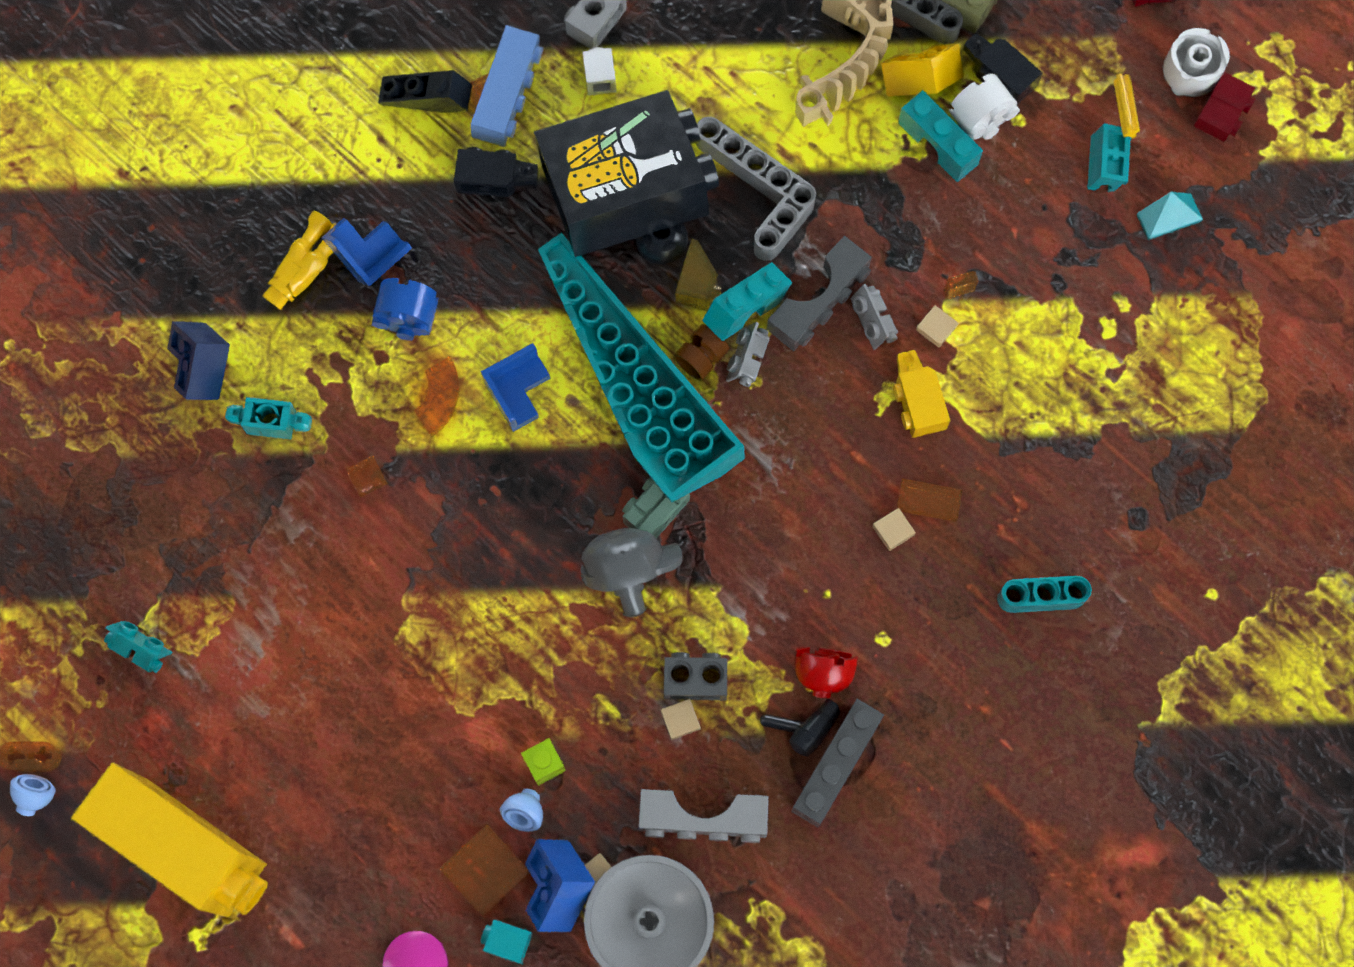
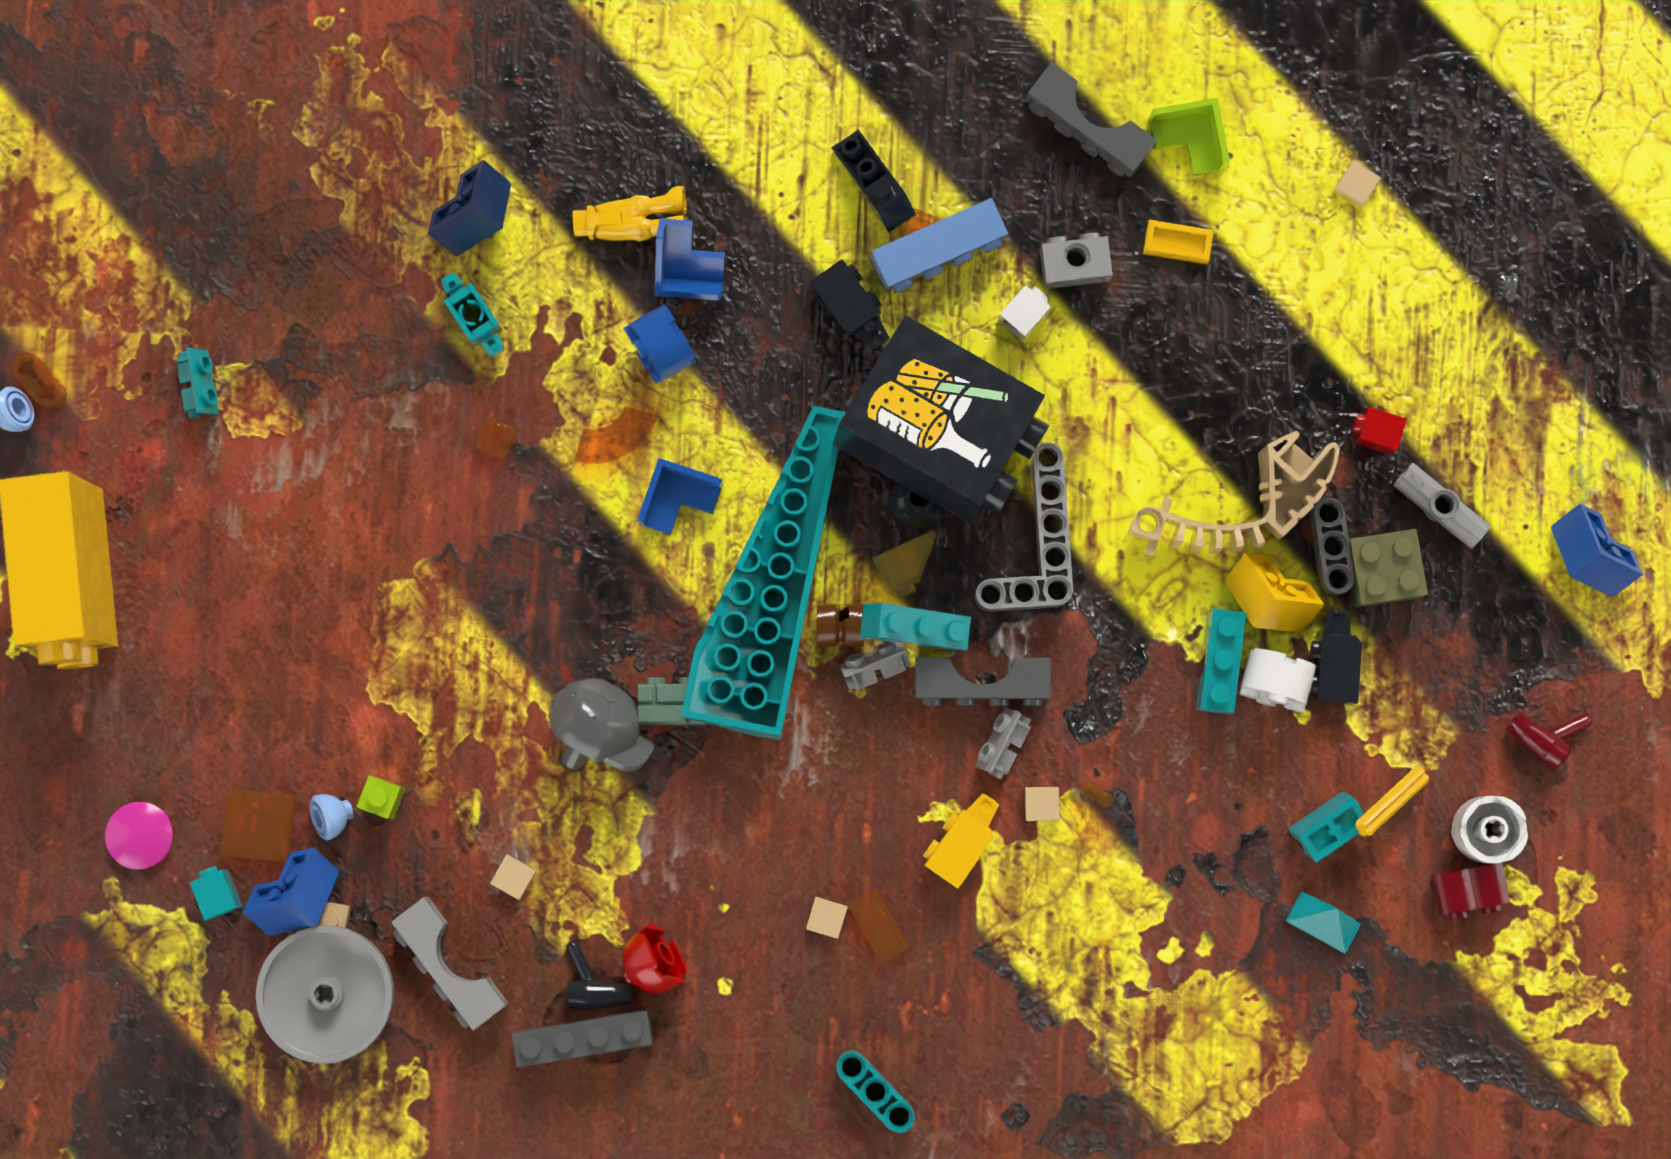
camera: 45 degrees right, 10 degrees up
(695, 686) = (549, 866): dark grey brick -> none

